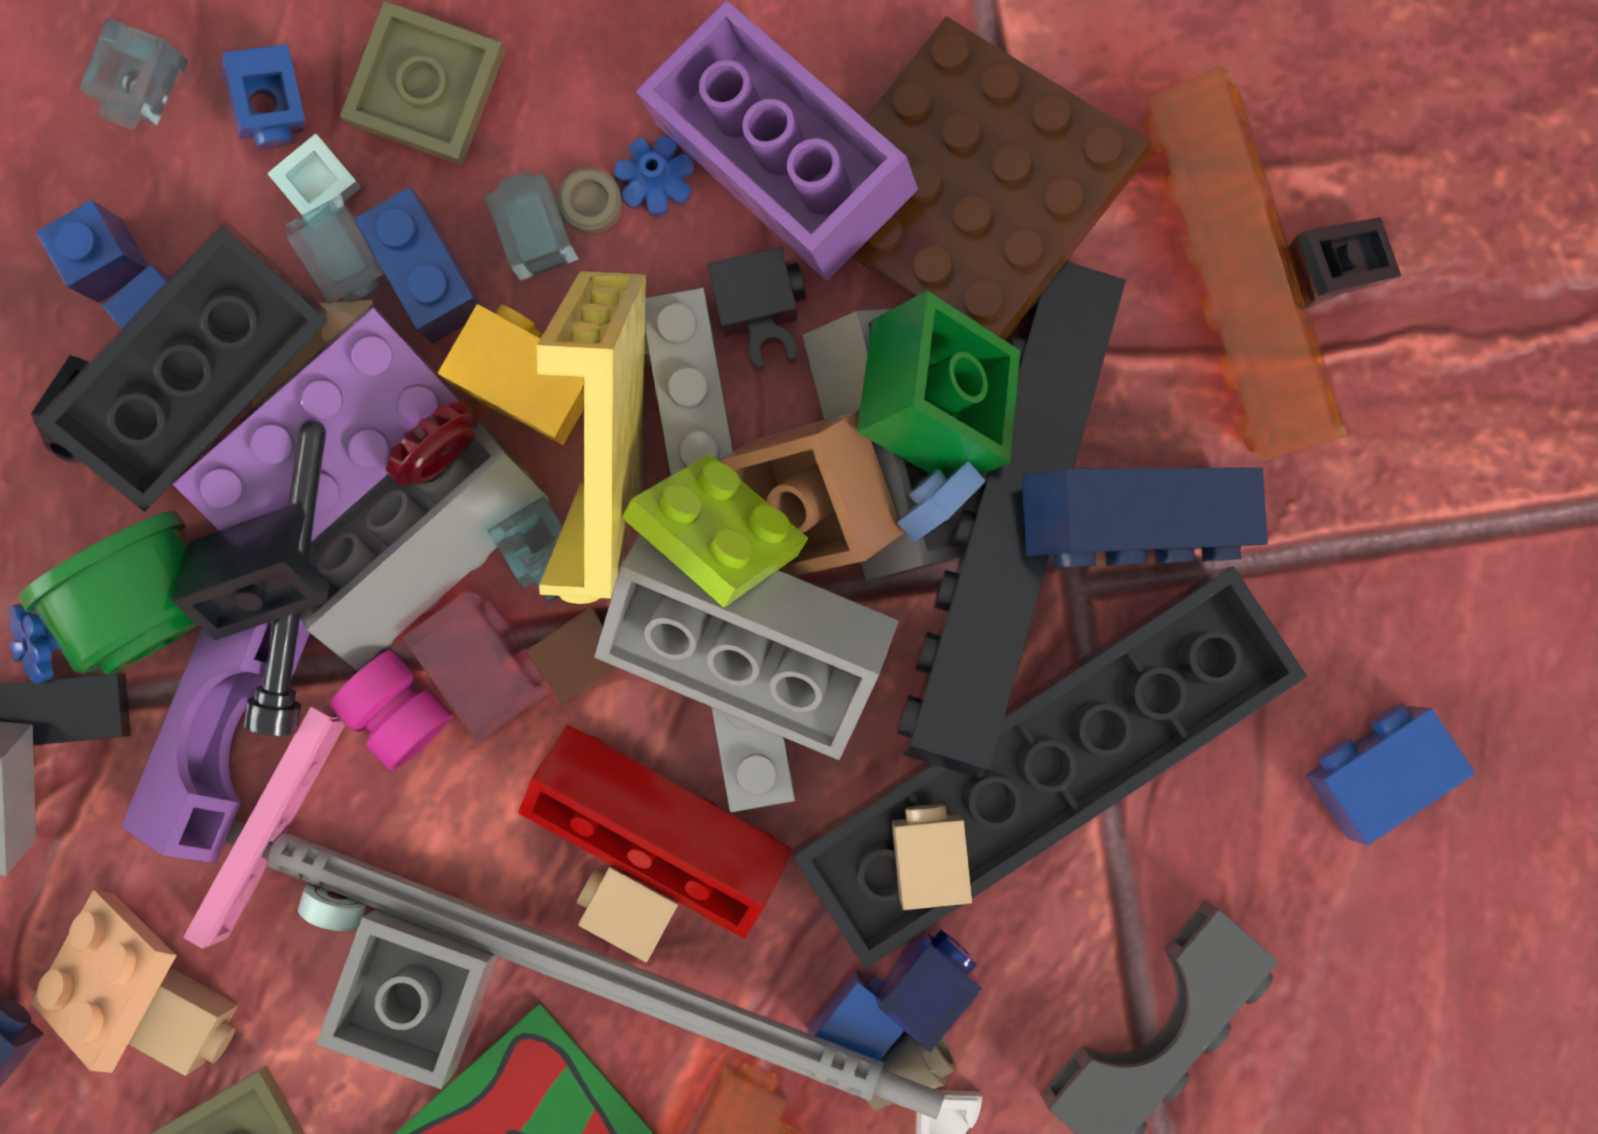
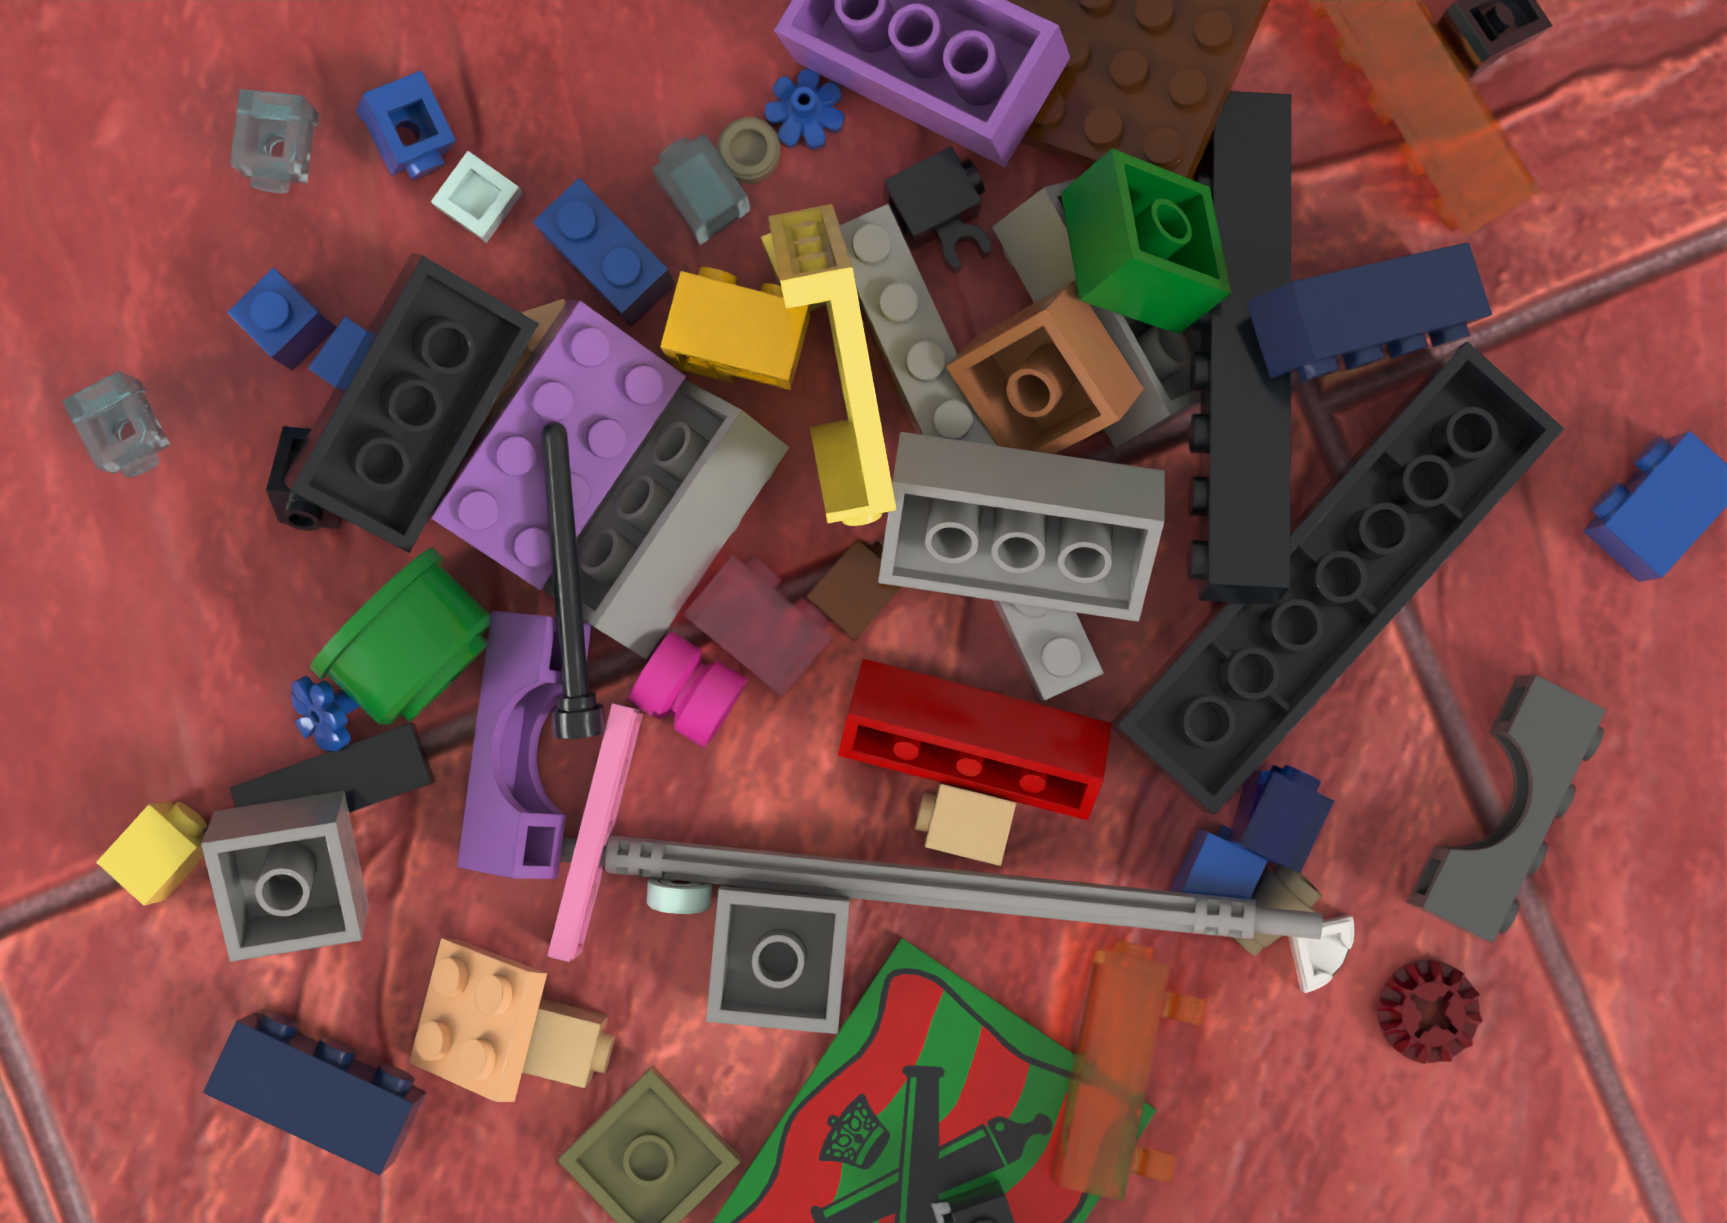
camera: 15 degrees left, 0 degrees up
(249, 575) = (529, 585): black panel -> none
(334, 251) = (519, 258): clear light blue brick -> none
(423, 83) = (558, 76): olive plate -> none
(433, 444) = (671, 417): dark red gear -> none
(528, 541) = (790, 496): clear light blue brick -> none
(715, 529) = (969, 425): lime plate -> none
(931, 858) = (1252, 689): tan brick -> none
(939, 499) = (1171, 346): medium blue plate -> none

